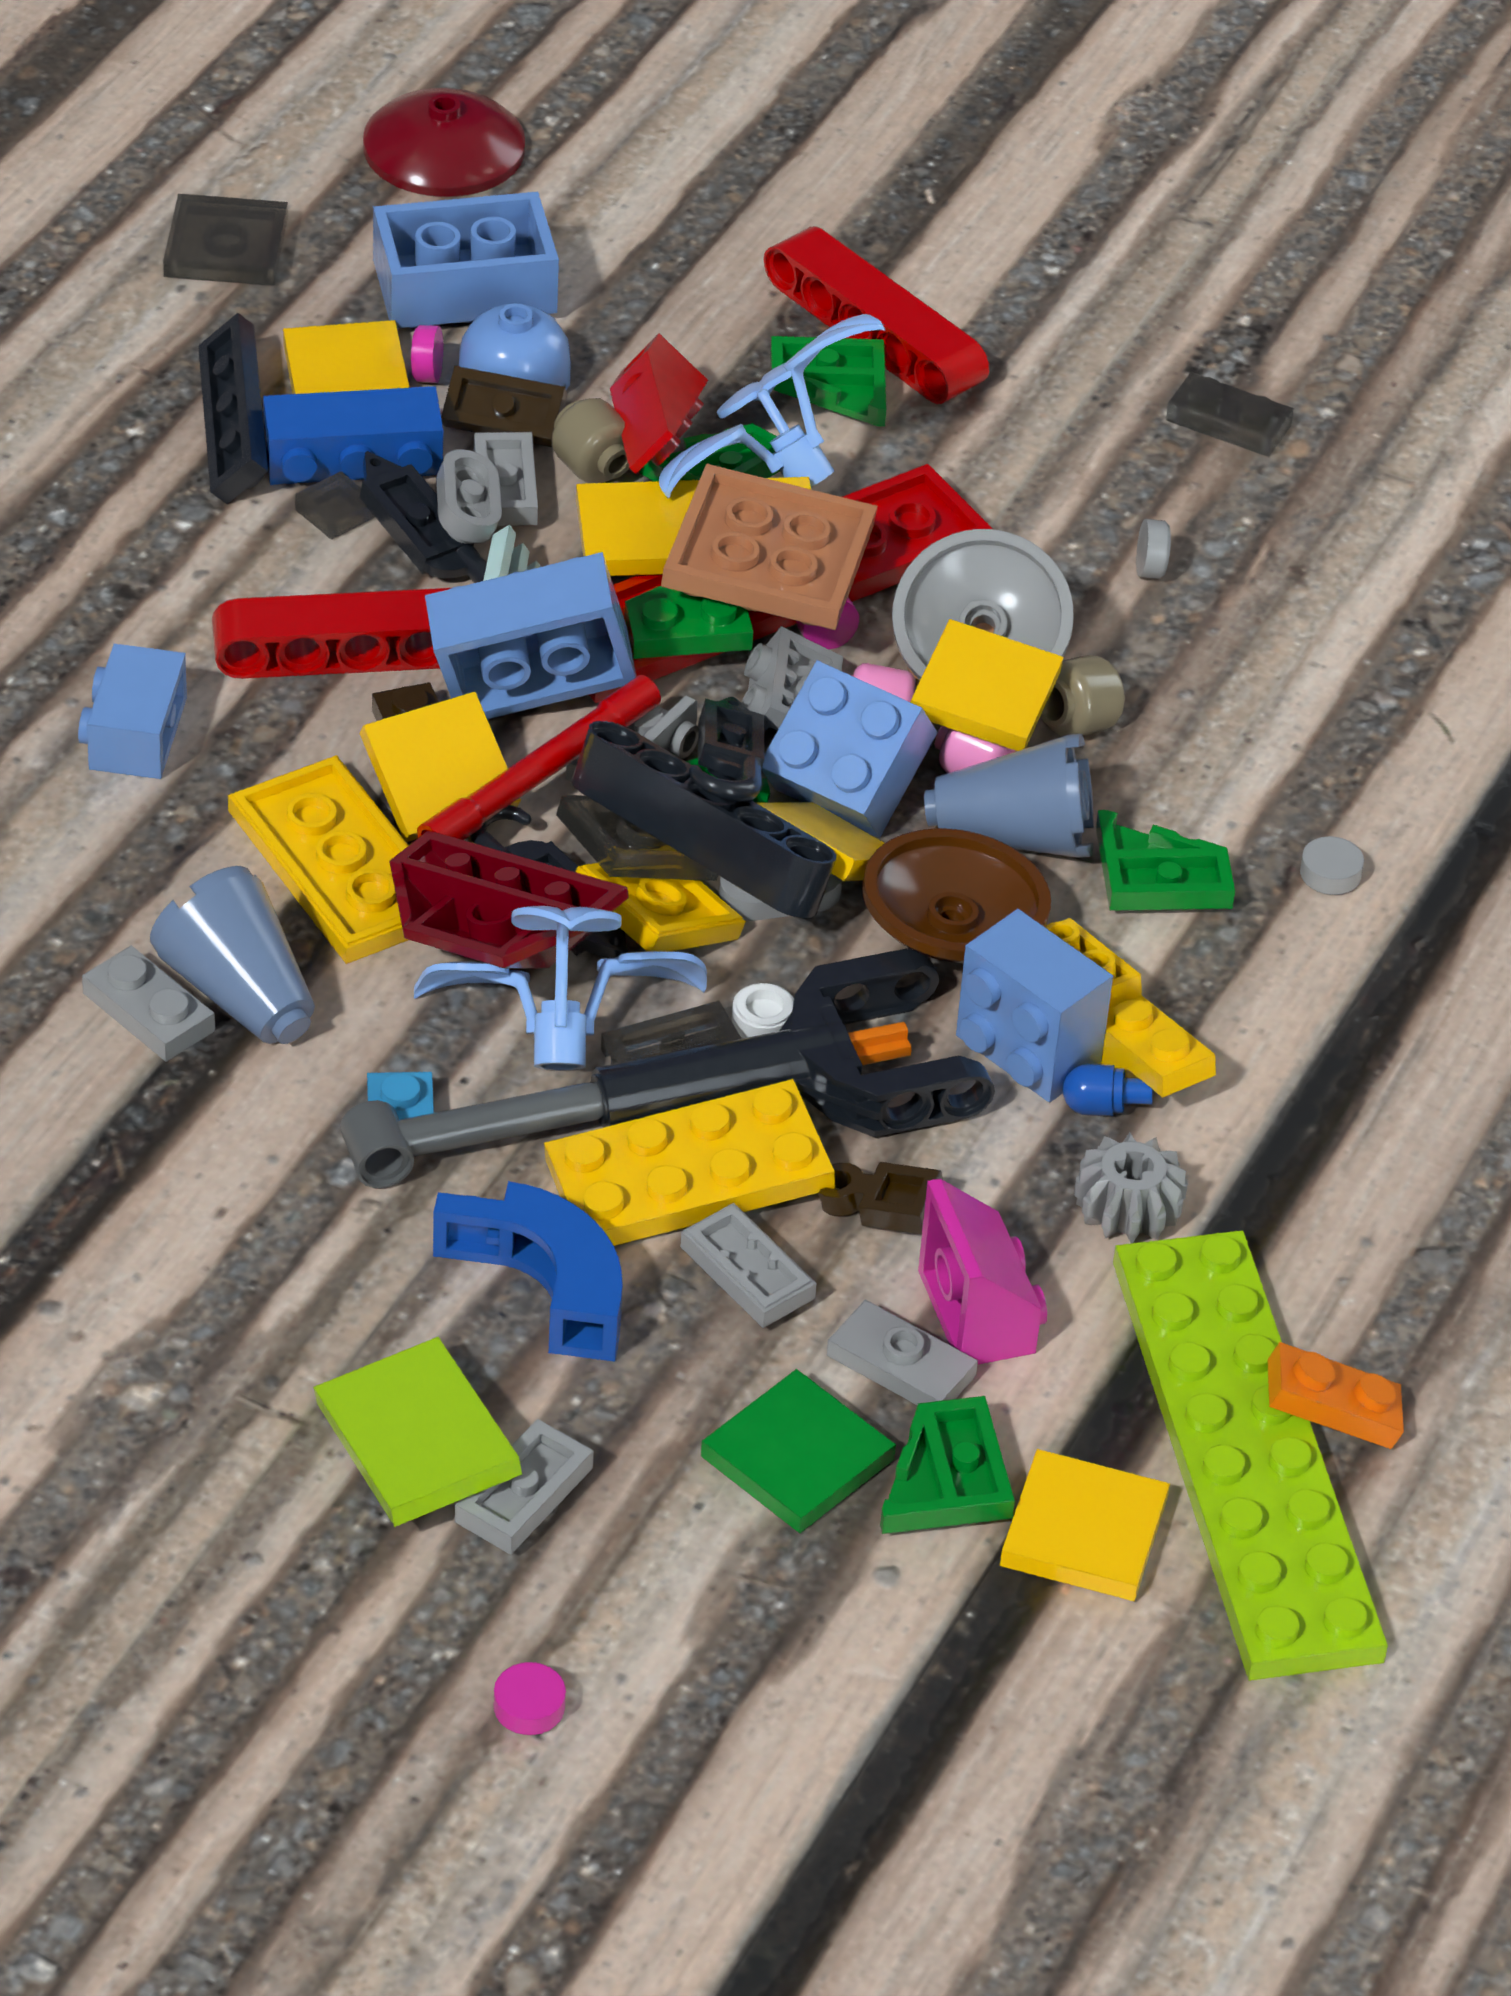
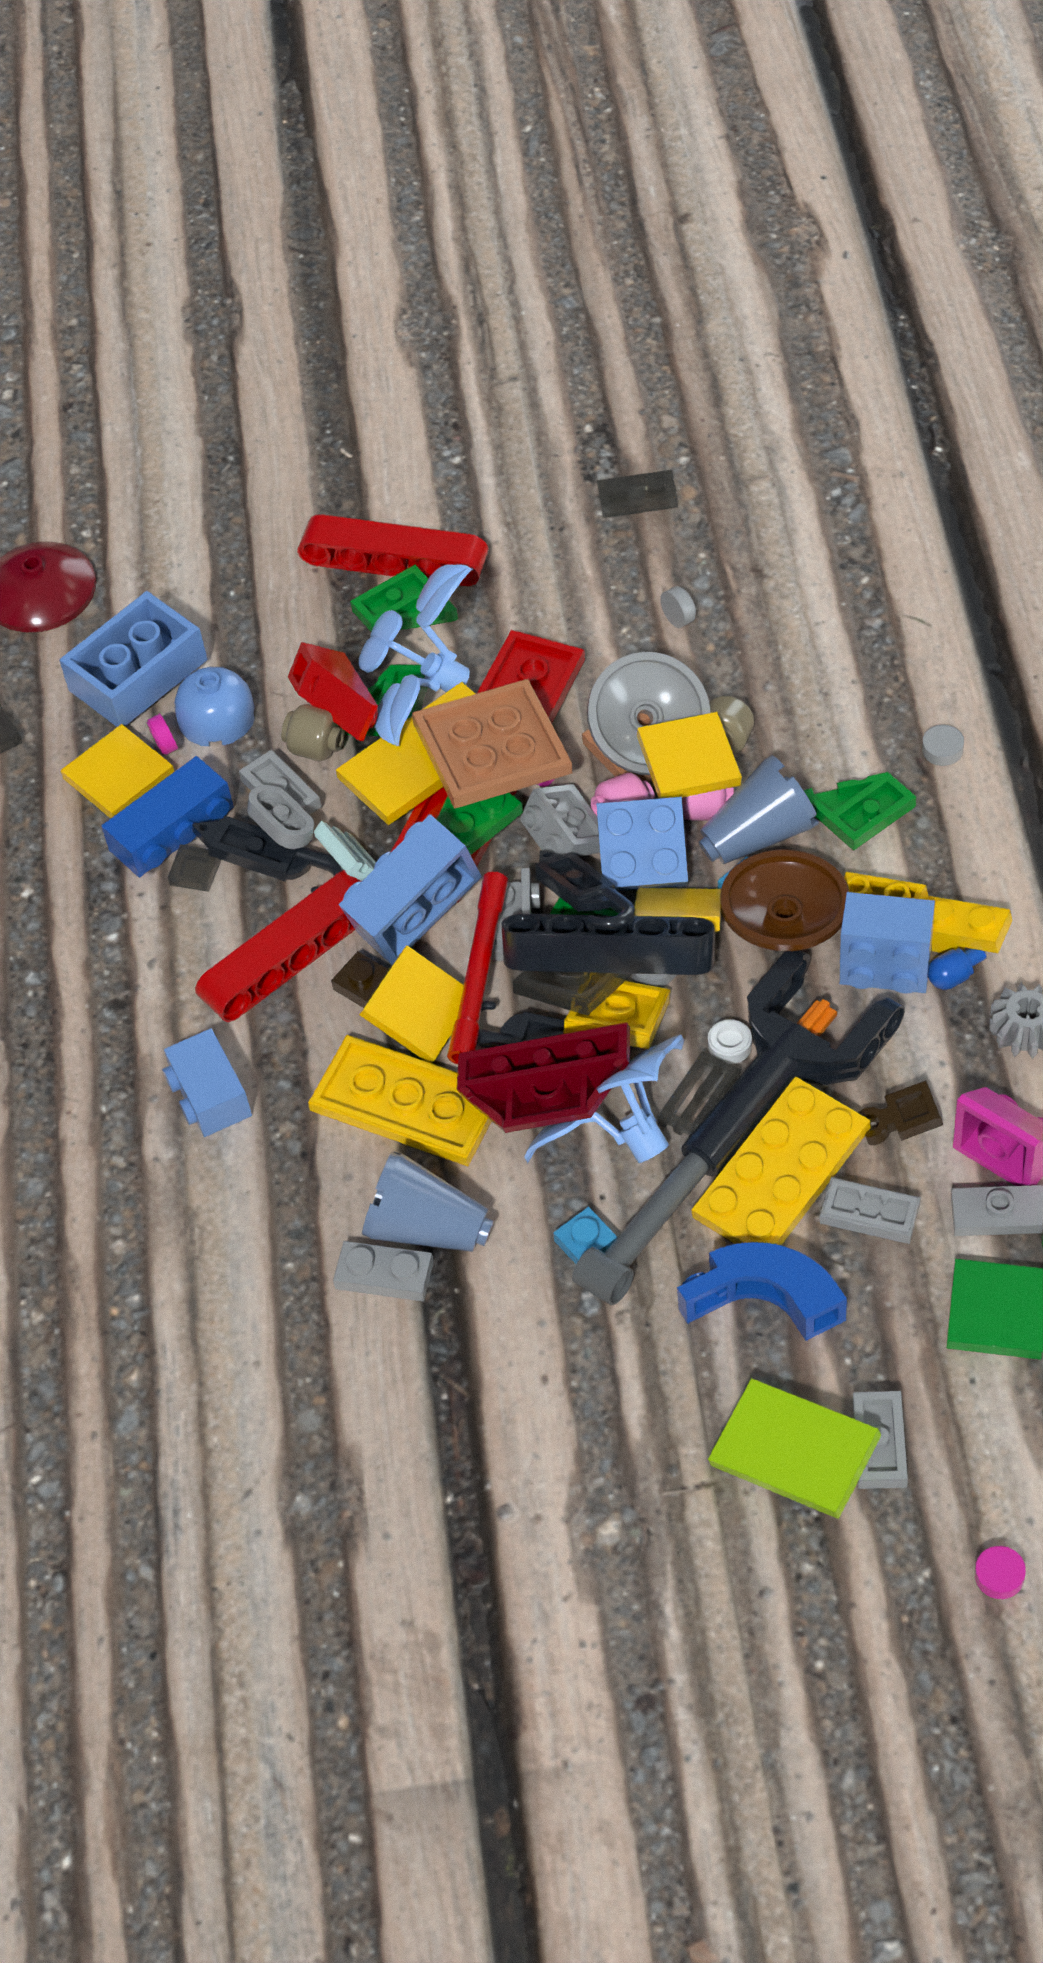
camera: 25 degrees left, 10 degrees up
(232, 409) = (80, 843): black plate -> none
(502, 403) = (238, 741): dark brown plate -> none

